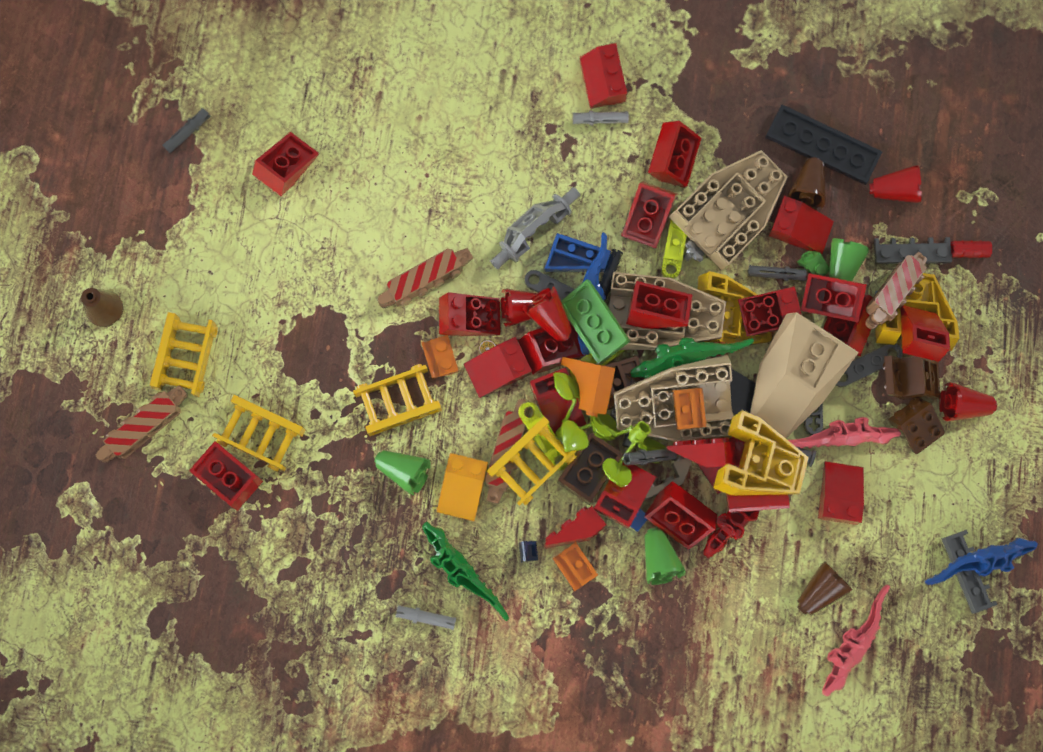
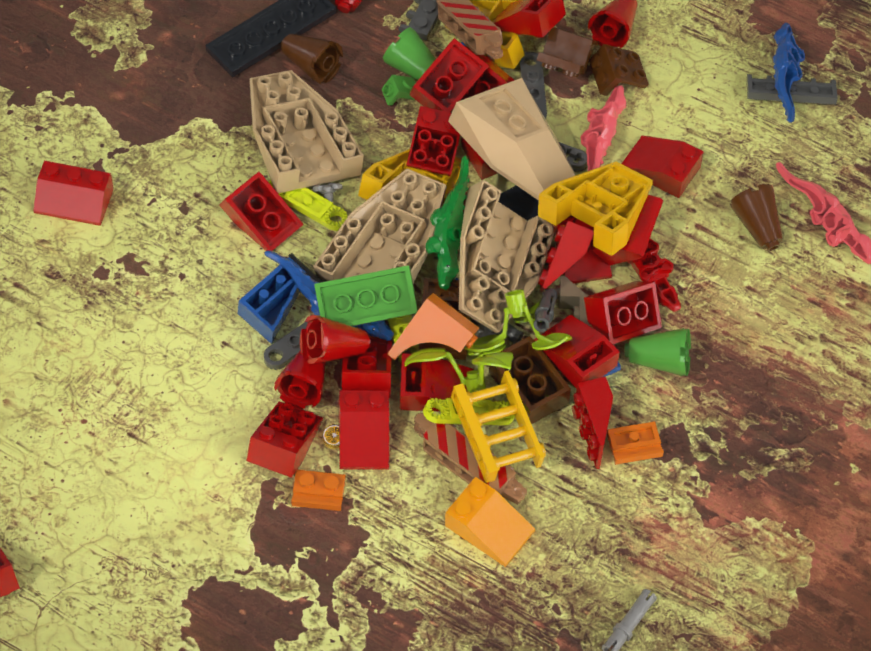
camera: 70 degrees left, 20 degrees down
(404, 469) = (439, 575): bright green cone -> none
(412, 412) = (370, 565): yellow fence -> none
(424, 277) = (211, 466): medium nougat hinge -> none
(458, 568) = (584, 563): green animal -> none
(528, 551) = (595, 486): dark blue slope -> none
(539, 214) = (210, 332): light grey plate -> none
(600, 117) = (116, 223): light grey pin -> none
(658, 307) = (380, 232): red slope -> none
(674, 154) = (204, 163): red slope -> none
(689, 408) = (510, 248): orange plate -> none
(800, 274) = (392, 124): dark grey pin -> none
(801, 225) = (349, 84): red slope -> none

